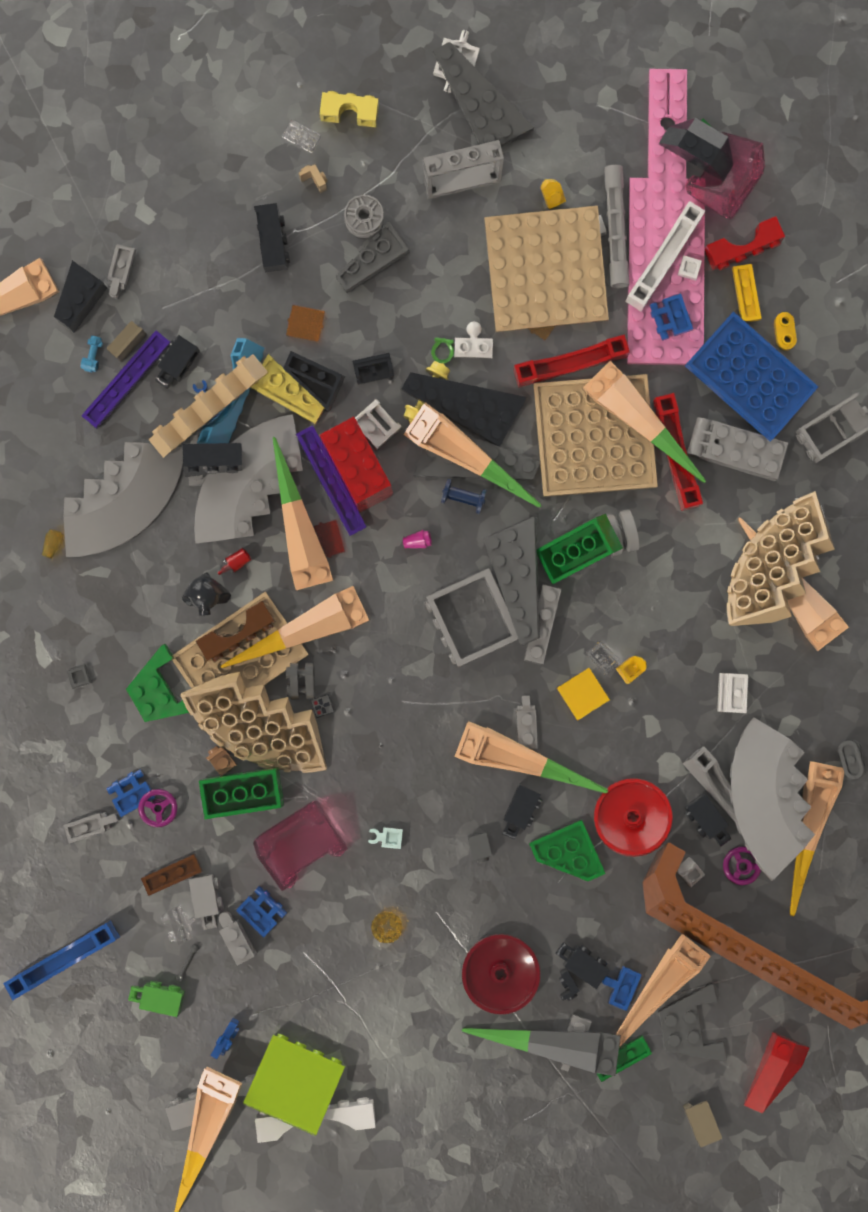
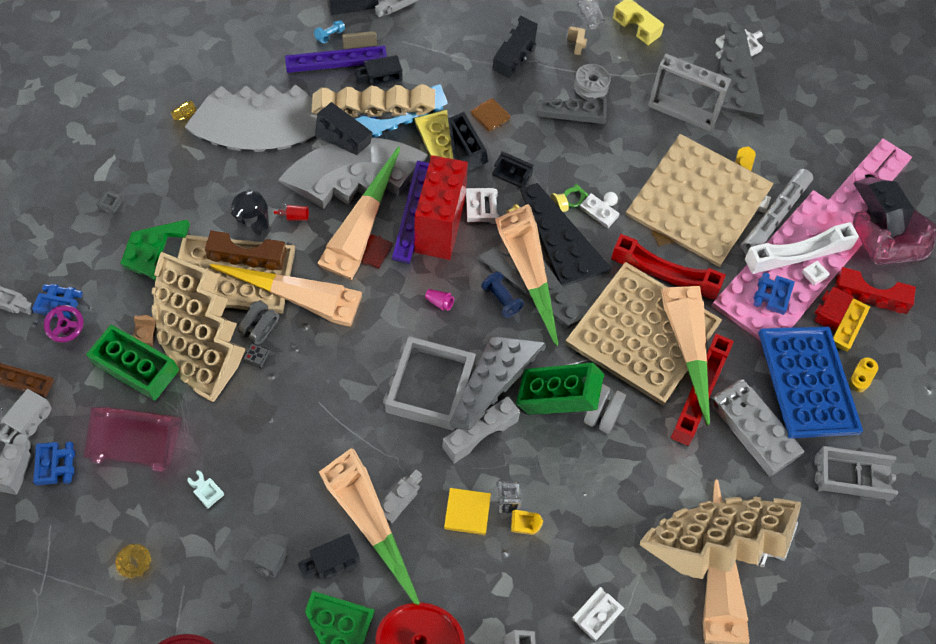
camera: 35 degrees right, 25 degrees down
(724, 288) = (833, 309): none -> red brick

